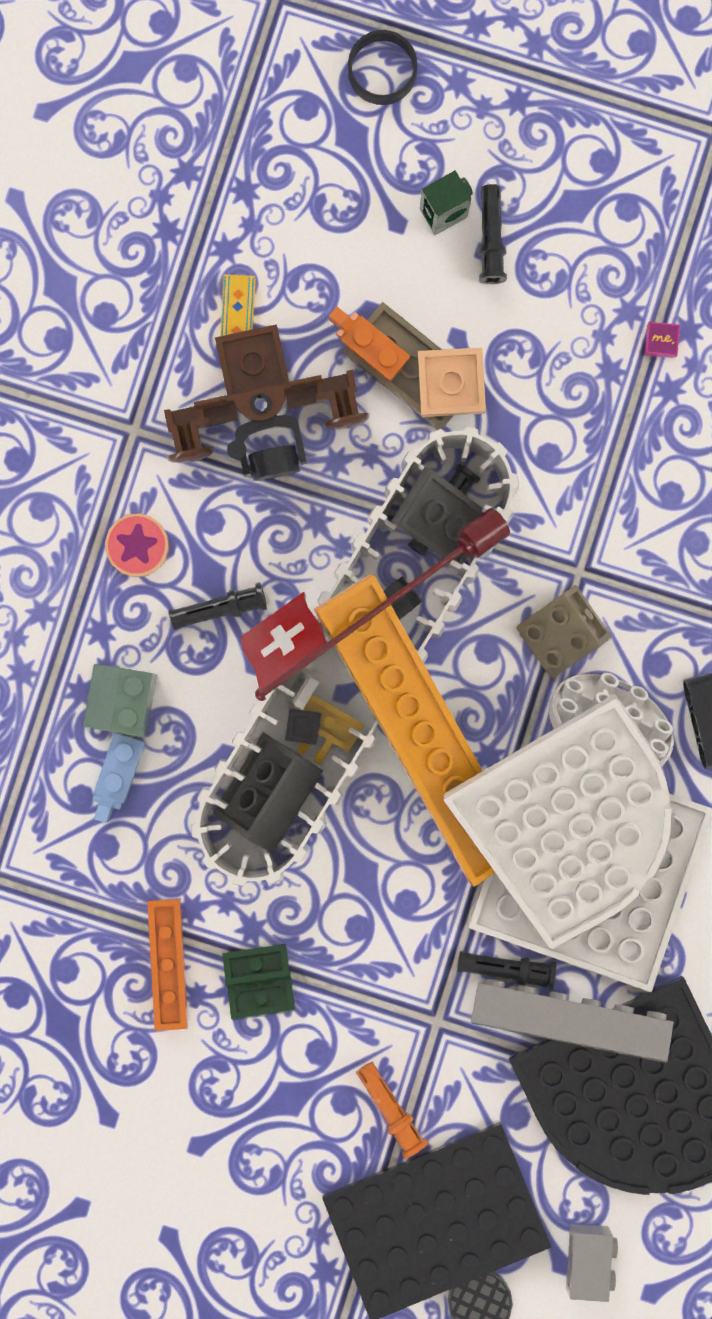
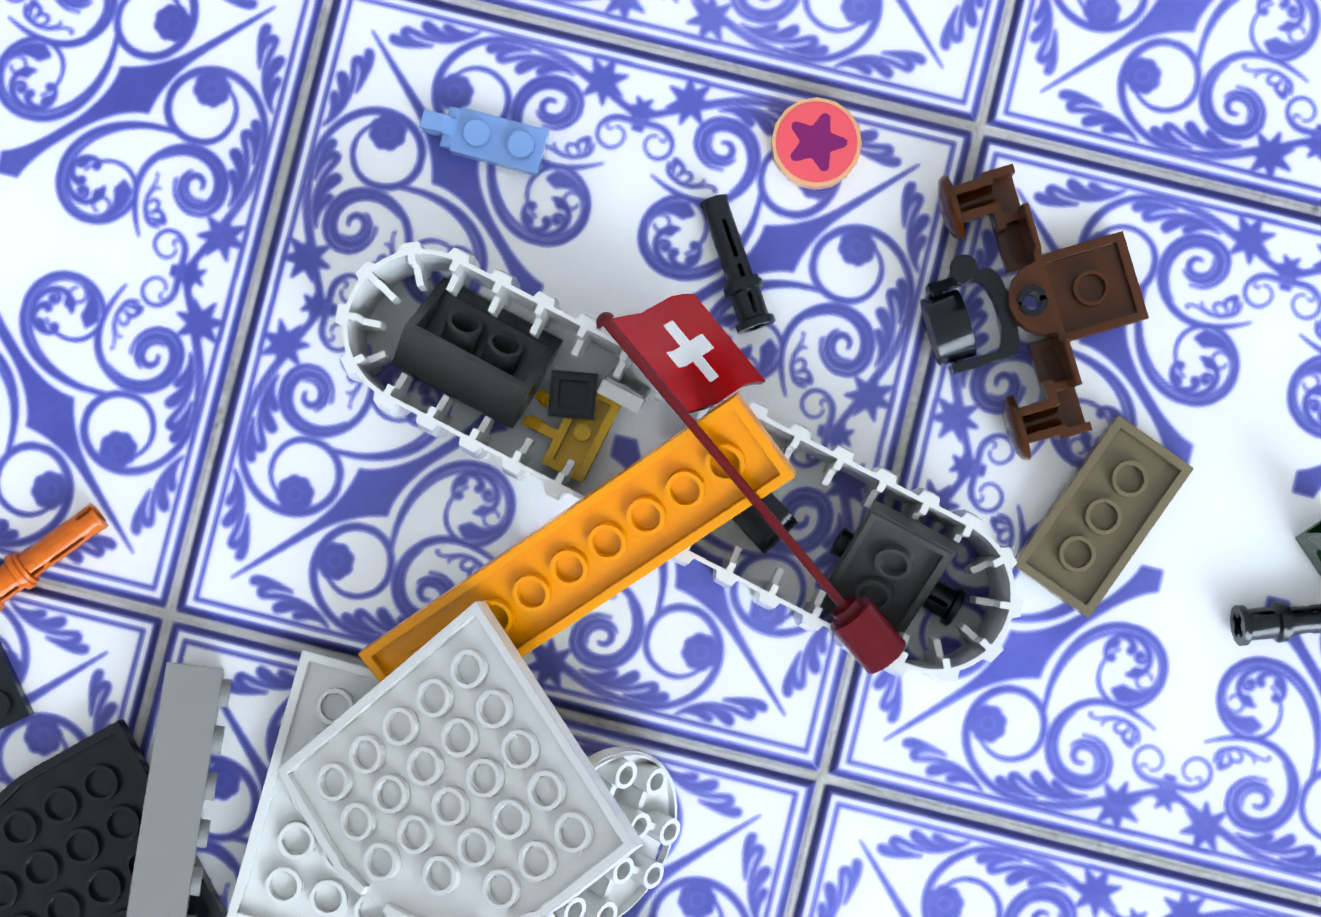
camera: 85 degrees right, 0 degrees up
(120, 700) = (593, 135): sand green slope -> none
(167, 964) = (226, 228): orange plate -> none
(237, 304) = (1173, 261): yellow tile -> none
(258, 982) = (209, 358): dark green slope -> none
(369, 344) = (1131, 452): orange hinge -> none
(451, 382) = (1084, 575): light nougat plate -> none
(523, 971) = (242, 736): black pin -> none
(564, 631) = (734, 761): dark tan bracket -> none
(662, 340) = (1169, 877): magenta tile -> none

